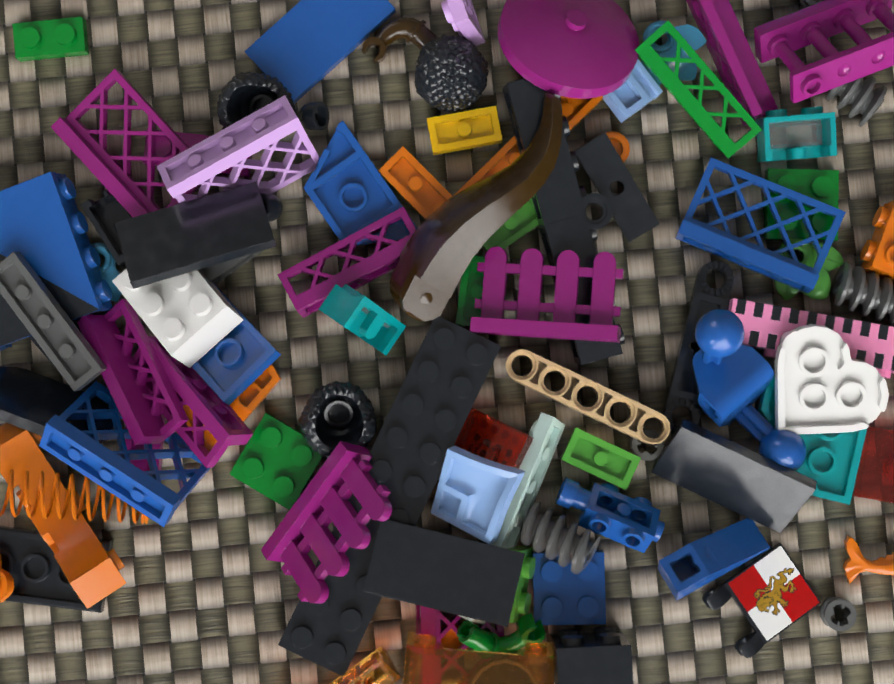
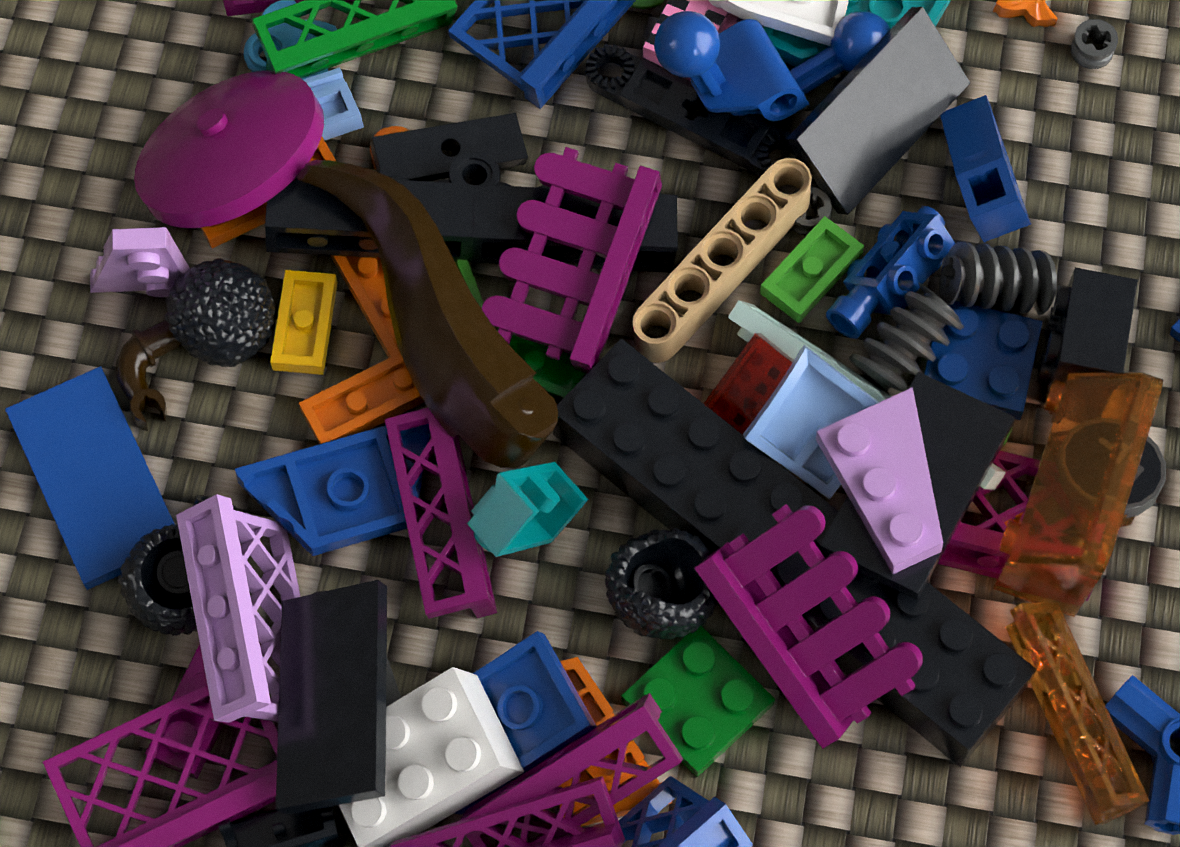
camera: 75 degrees left, 20 degrees down
(437, 551) = (887, 478): none -> lavender wing
(480, 640) = (1031, 419): green piece -> none
(624, 587) = (998, 276): none -> dark grey piece
(768, 594) = (1050, 118): flag -> none

